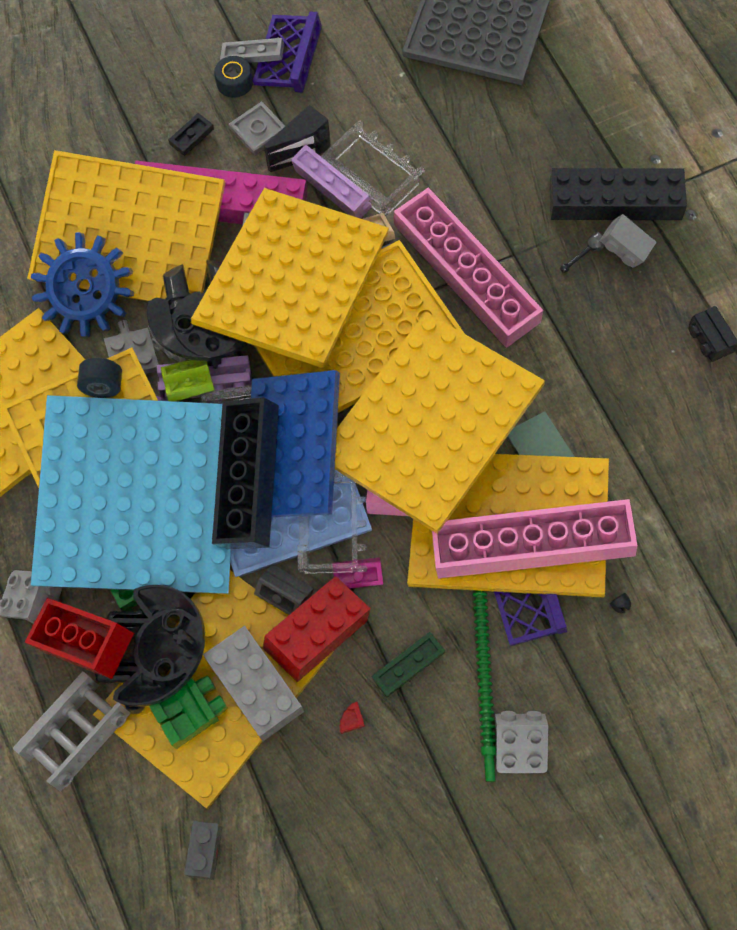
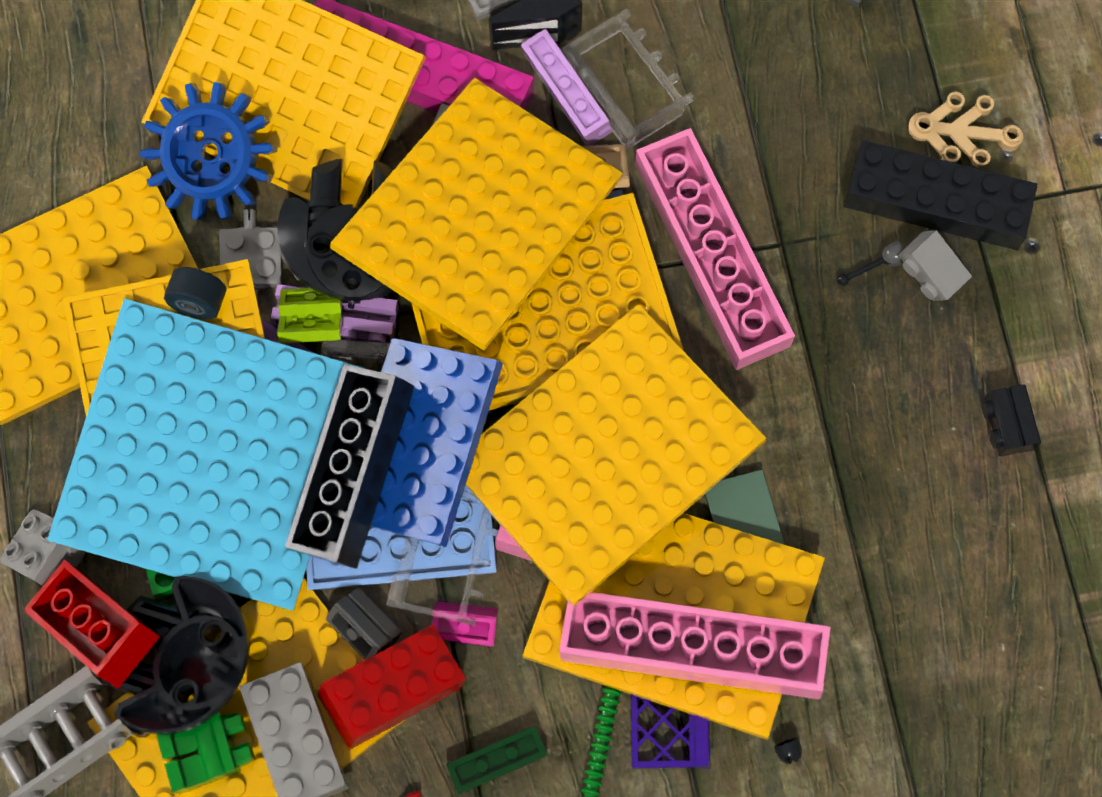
camera: 10 degrees right, 5 degrees up
(620, 149) = (961, 131): none -> tan plant

